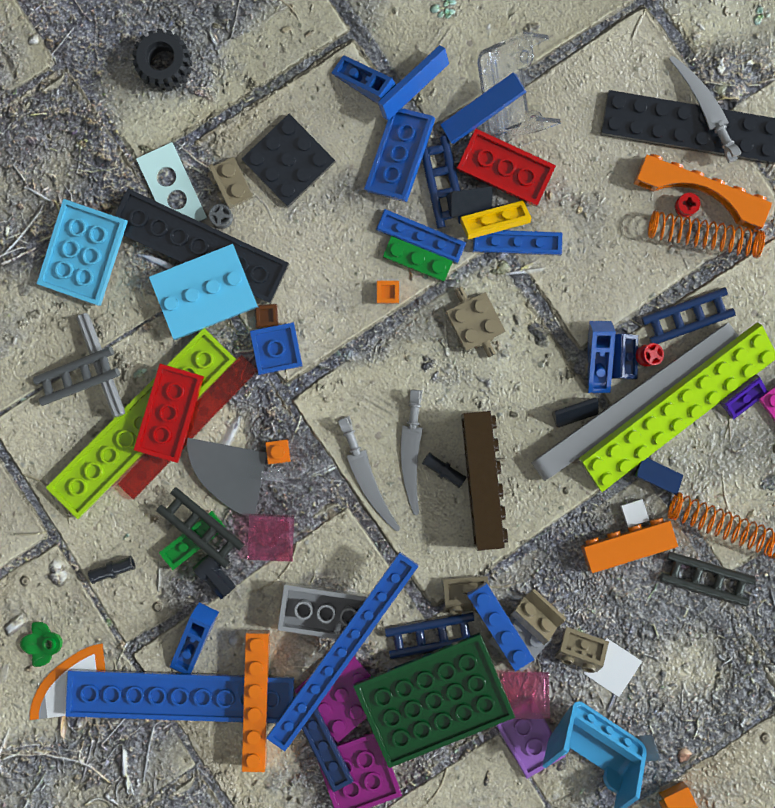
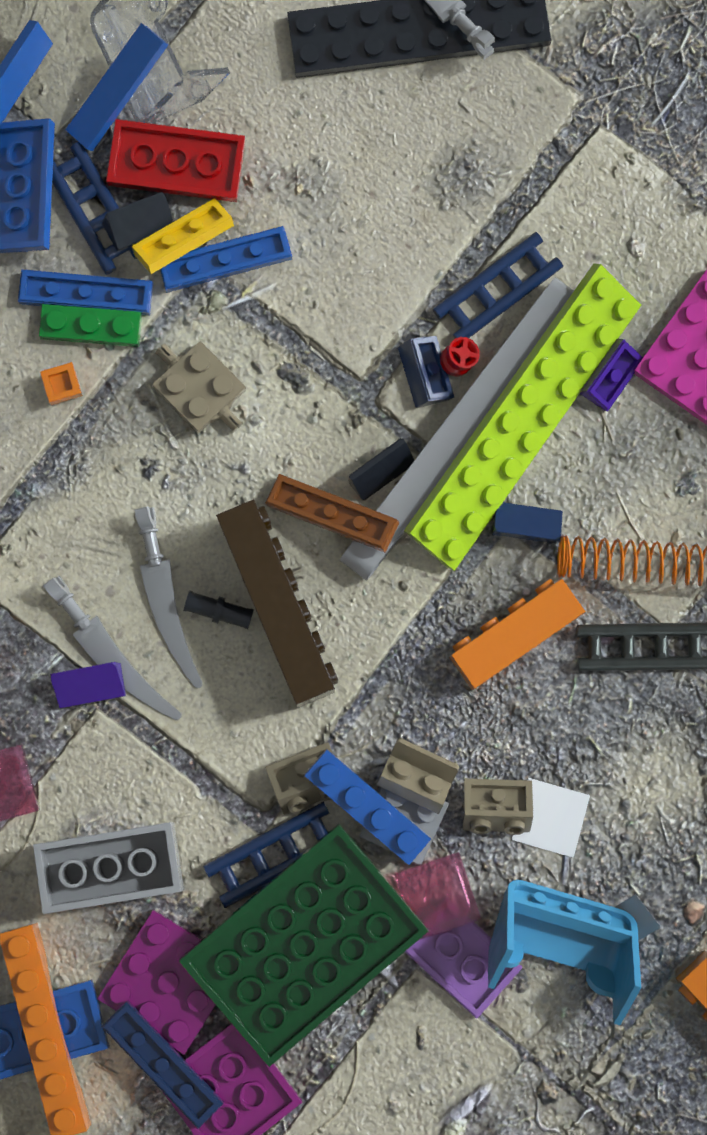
camera: 20 degrees left, 5 degrees down
(342, 651) = (145, 915): blue plate -> none
(347, 492) = (88, 684): none -> dark purple slope
(536, 431) = (332, 513): none -> dark orange tile
(600, 356) = (391, 380): blue slope -> none
(634, 513) = (510, 585): white tile -> none
(684, 208) = (446, 143): red wheel -> none
(744, 208) = (527, 114): orange arch -> none
(759, 238) = (562, 160): orange piece -> none

